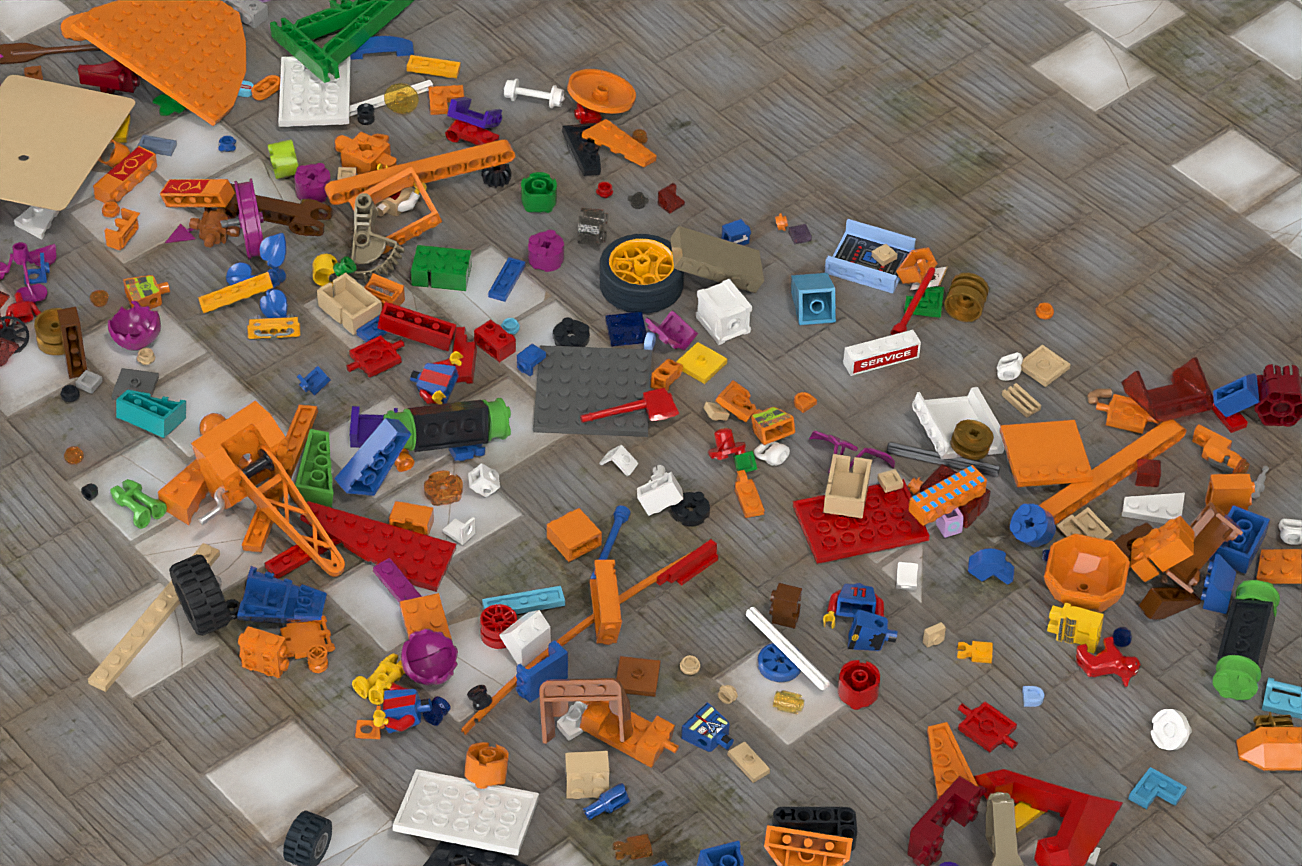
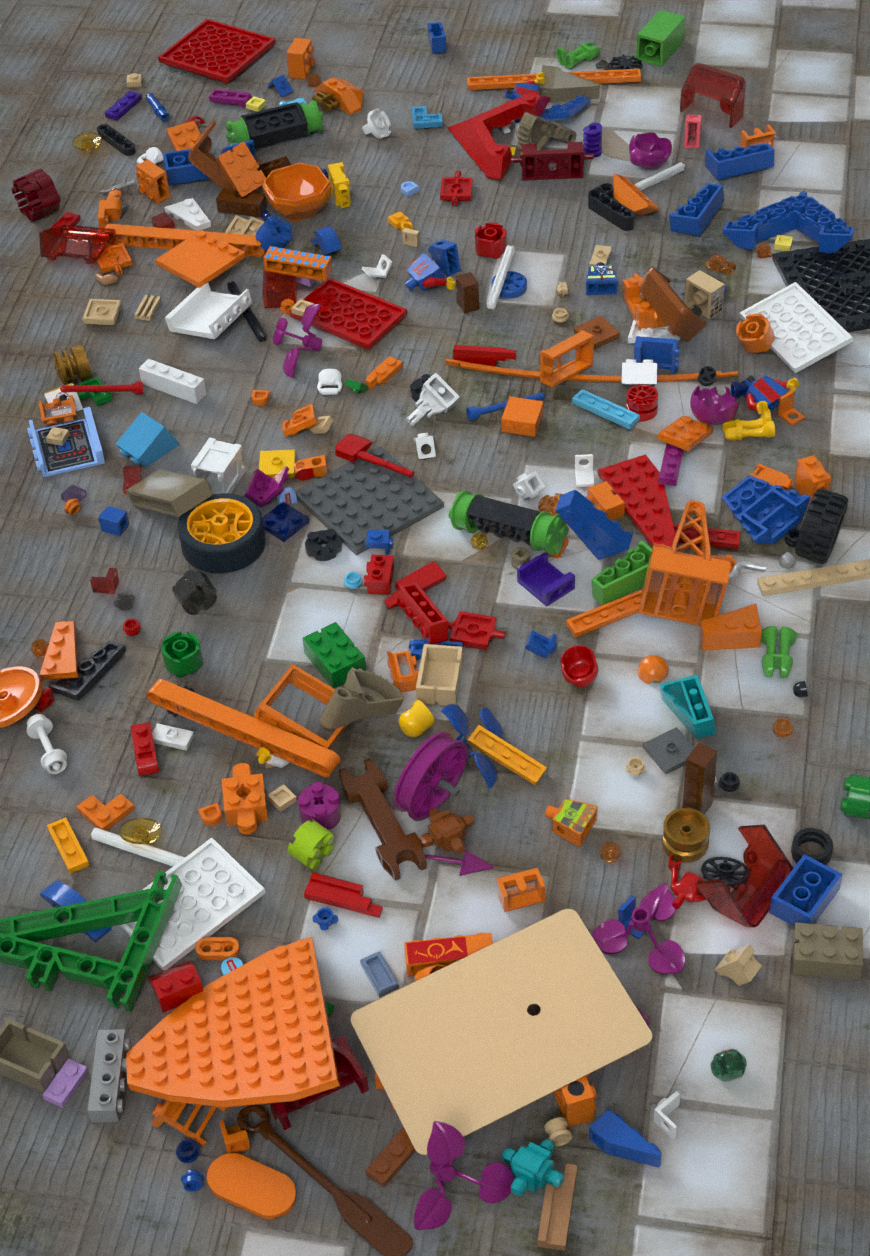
camera: 125 degrees left, 0 degrees up
(110, 209) = (500, 931): orange plate -> none
(135, 327) = (622, 779): magenta piece -> none
(197, 193) = (424, 865): orange brick -> none
(235, 161) = (340, 894): none -> red piece
(261, 380) = (579, 665): none -> red piece
(263, 56) = (175, 985): none -> red slope
(273, 327) = (508, 705): light orange piece -> none
(317, 658) = (778, 462): orange wheel -> none
(345, 266) = (409, 695): green wheel -> none
(365, 114) = (180, 841): black wheel -> none
(437, 379) = (463, 571): torso -> none
(460, 110) = (120, 757): dark purple panel -> none
(506, 279) = (299, 619): blue tile -> none
(546, 251) = (248, 607): magenta brick -> none
(726, 445) = (357, 394): red plate -> none
(772, 424) = (308, 388): orange torso -> none
(774, 270) = (132, 476): none -> clear red panel
(788, 702) = (537, 262): clear yellow brick -> none
(846, 490) = (337, 314): tan piece -> none
(946, 758) = (502, 188): orange wing -> none
(972, 439) = (223, 290): pearl gold wheel -> none
(1007, 369) = (124, 321): white piece -> none
(1044, 311) = (41, 338): orange plate -> none
(1107, 662) = (353, 169): red animal -> none
(1237, 395) = (55, 206): blue slope -> none

